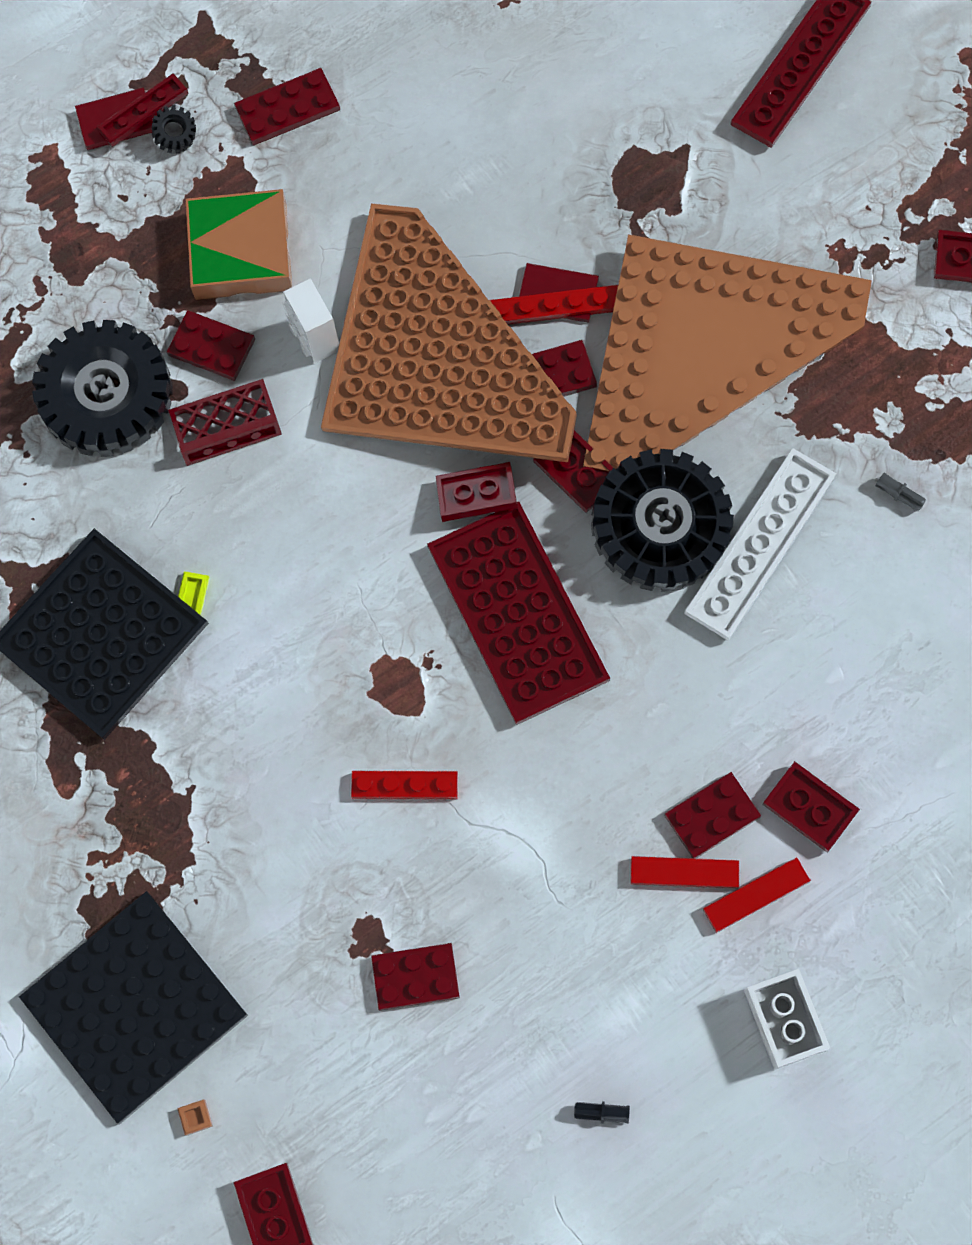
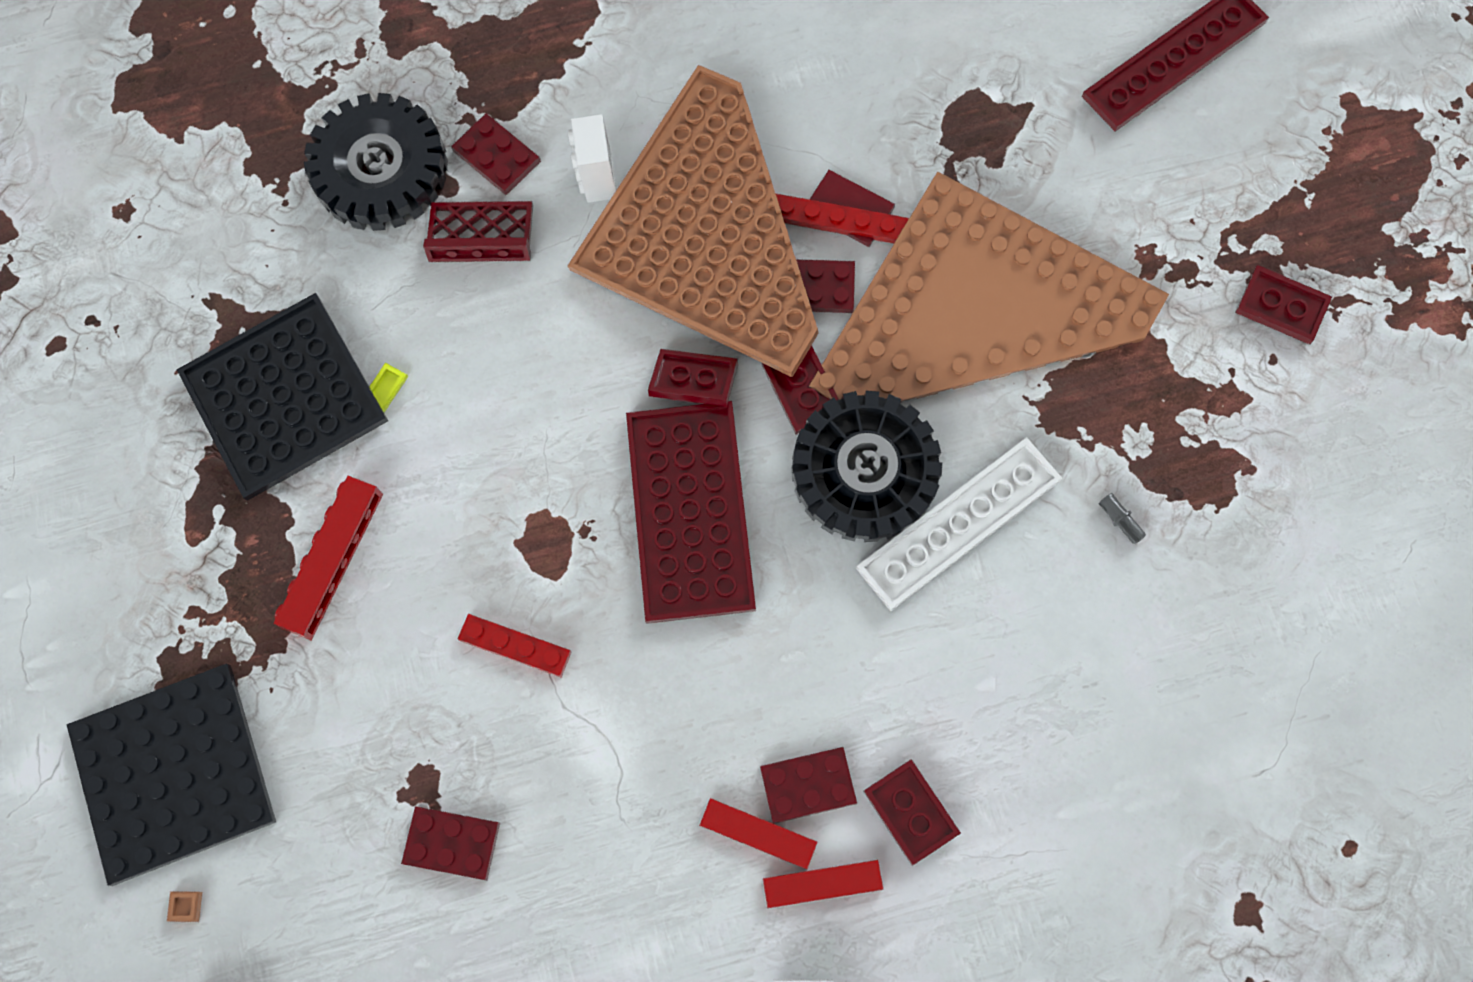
camera: 20 degrees right, 0 degrees up
(203, 764) = (328, 558): none -> red brick
(238, 244) = (557, 64): nougat tile -> none

